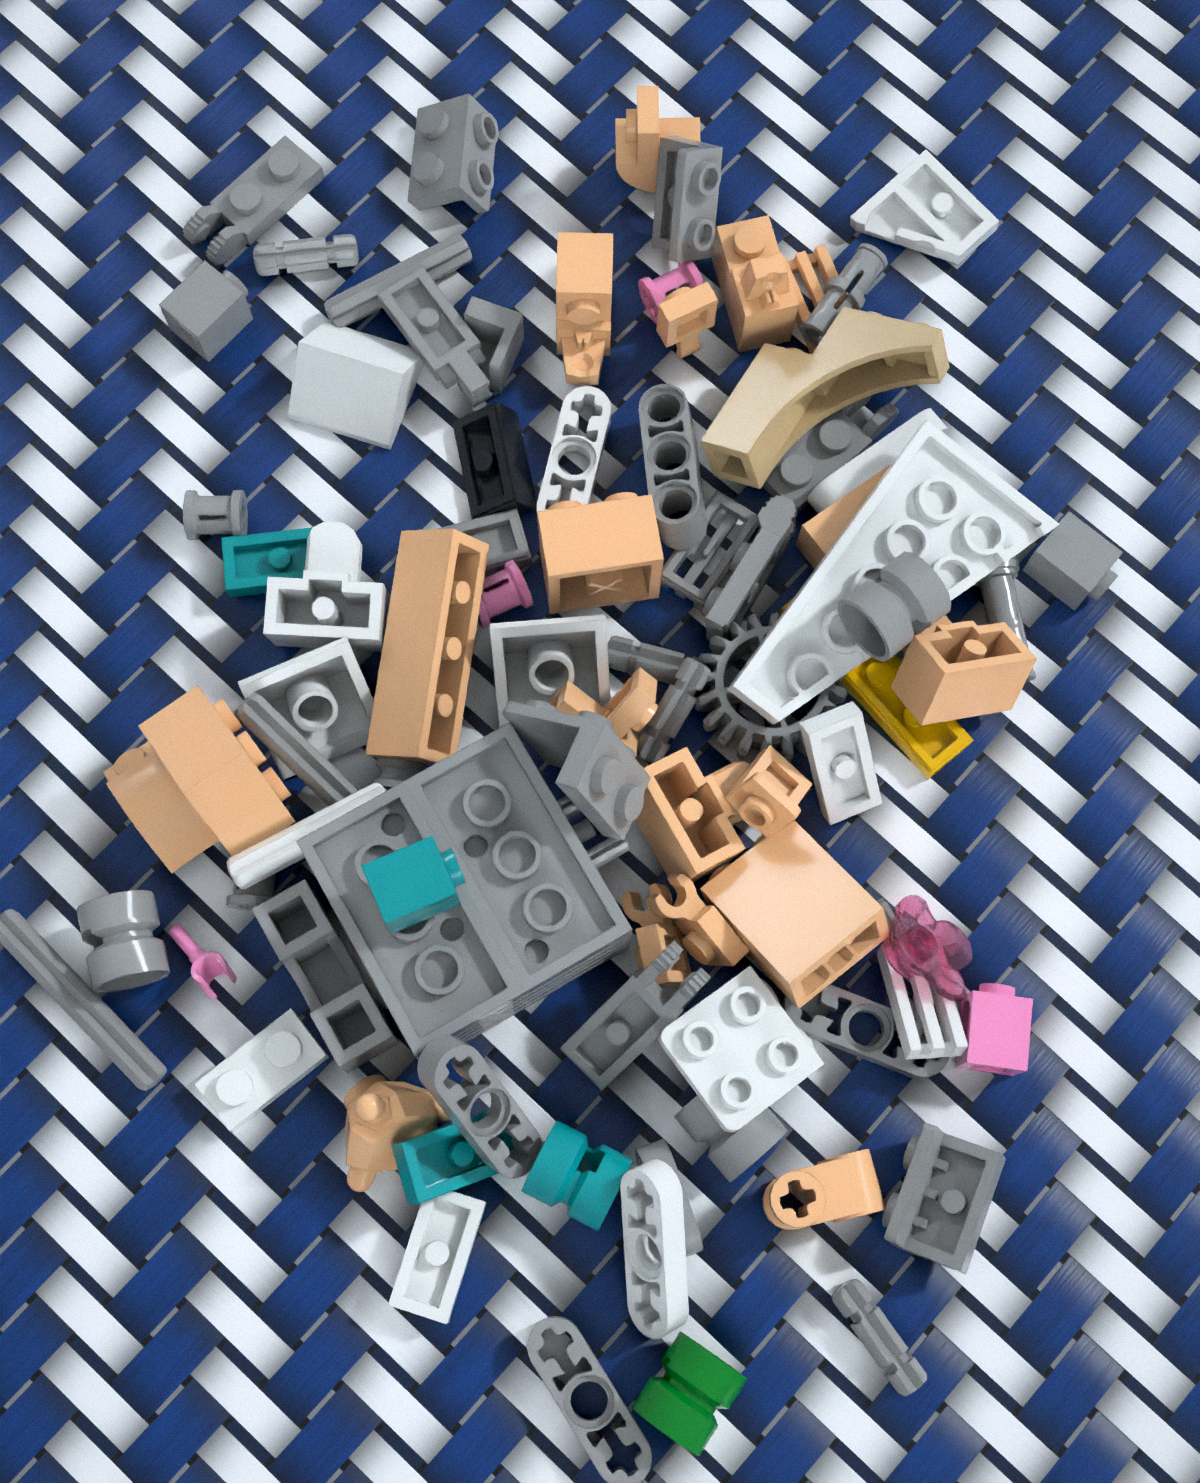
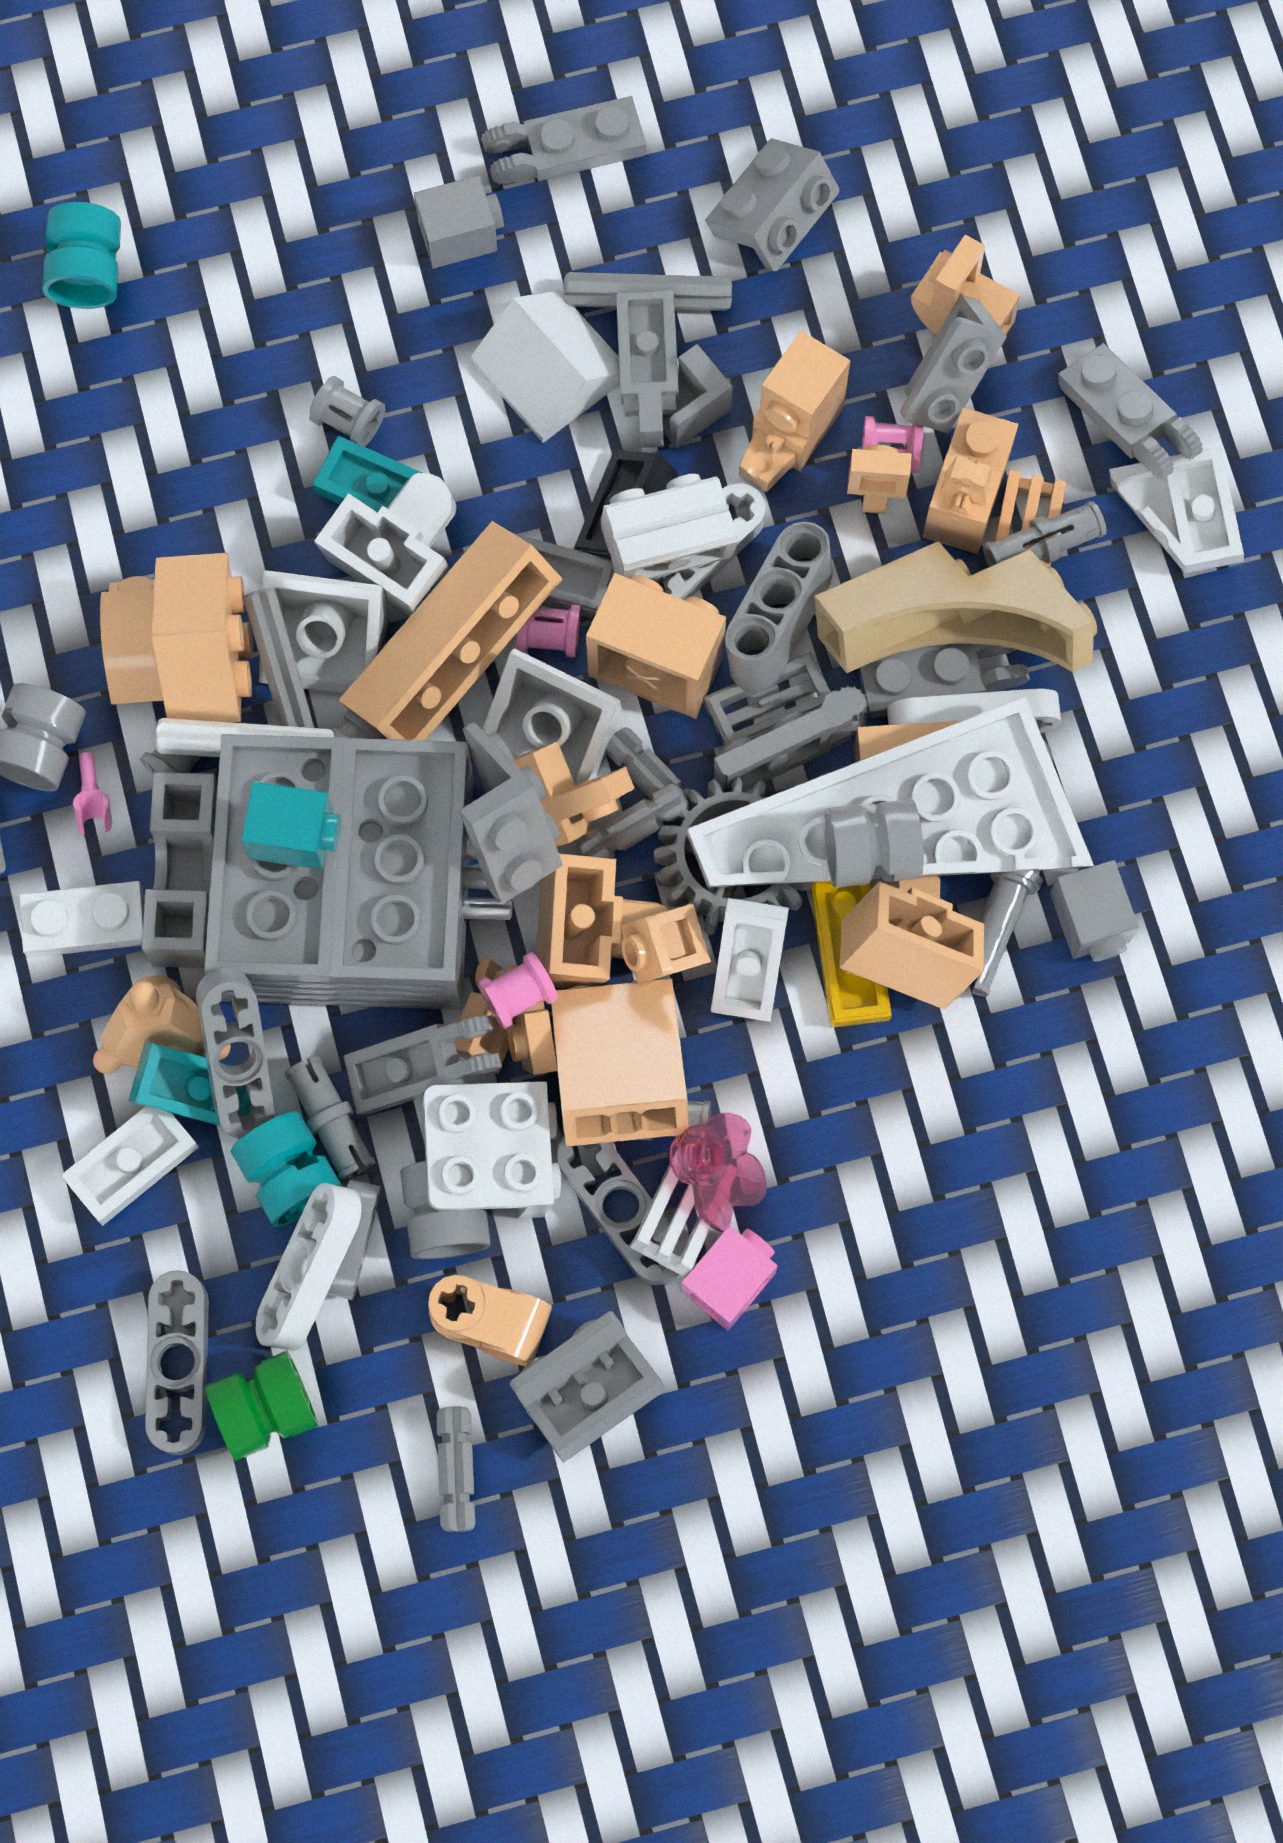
camera: 35 degrees right, 0 degrees up
(306, 255) = (580, 219): light grey axle -> none
(548, 454) = (669, 528): none -> white brick
(583, 1108) = (329, 1118): none -> light grey pin
(682, 904) = (517, 990): none -> bright pink bush
(838, 163) = (1128, 410): none -> light grey hinge

